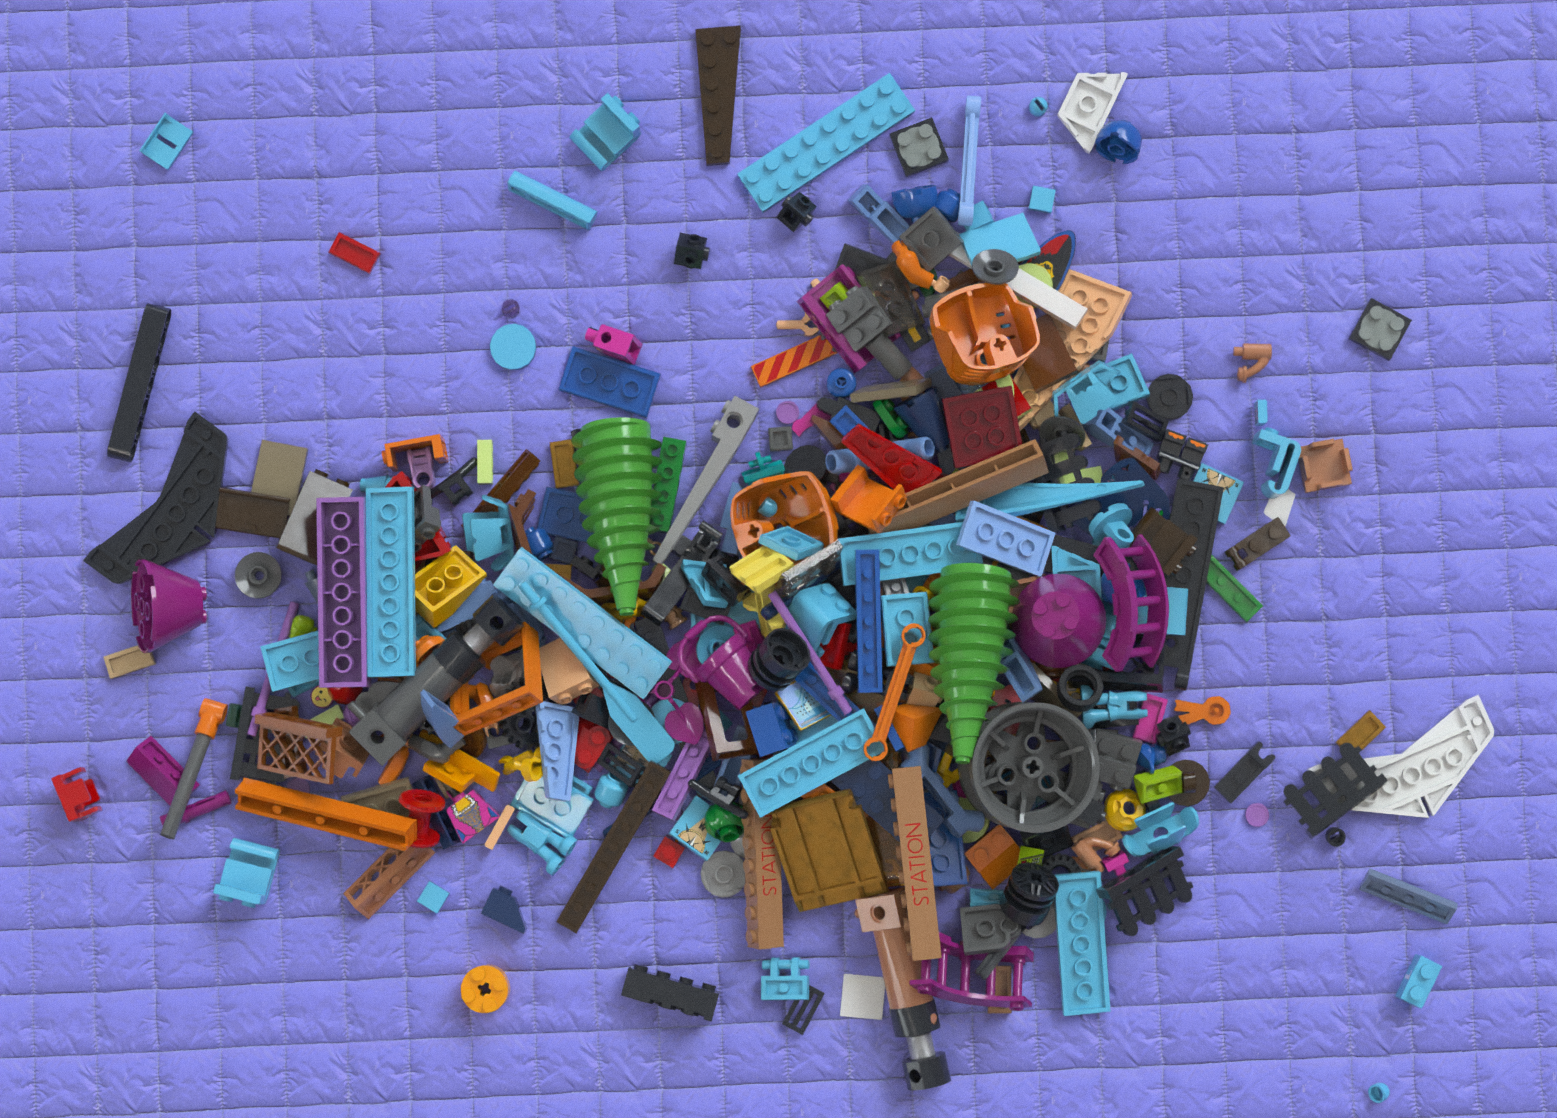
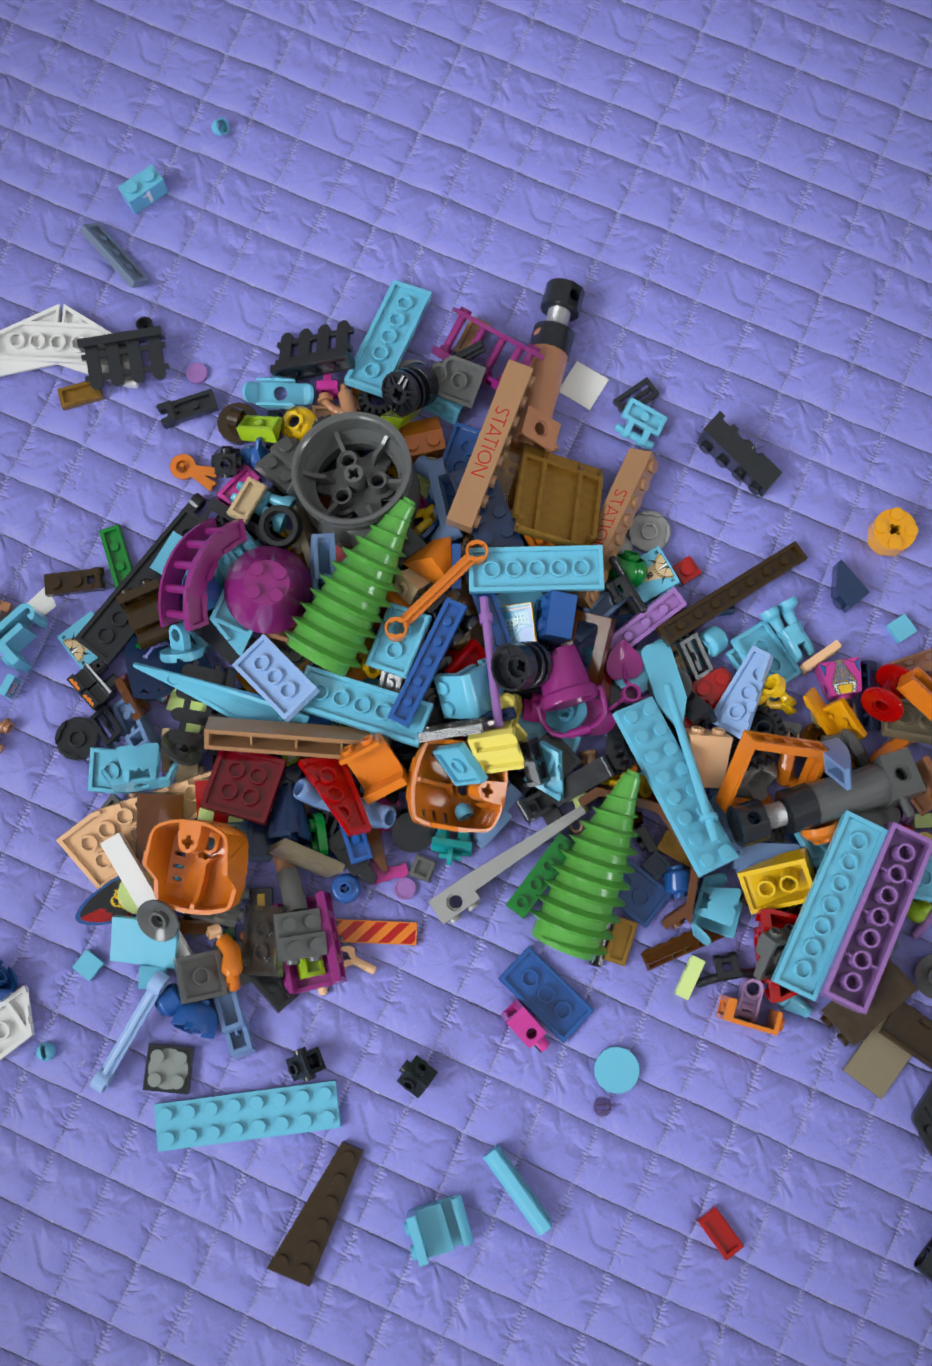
camera: 150 degrees left, 5 degrees down
(1126, 697) = (247, 500): none -> tan tile

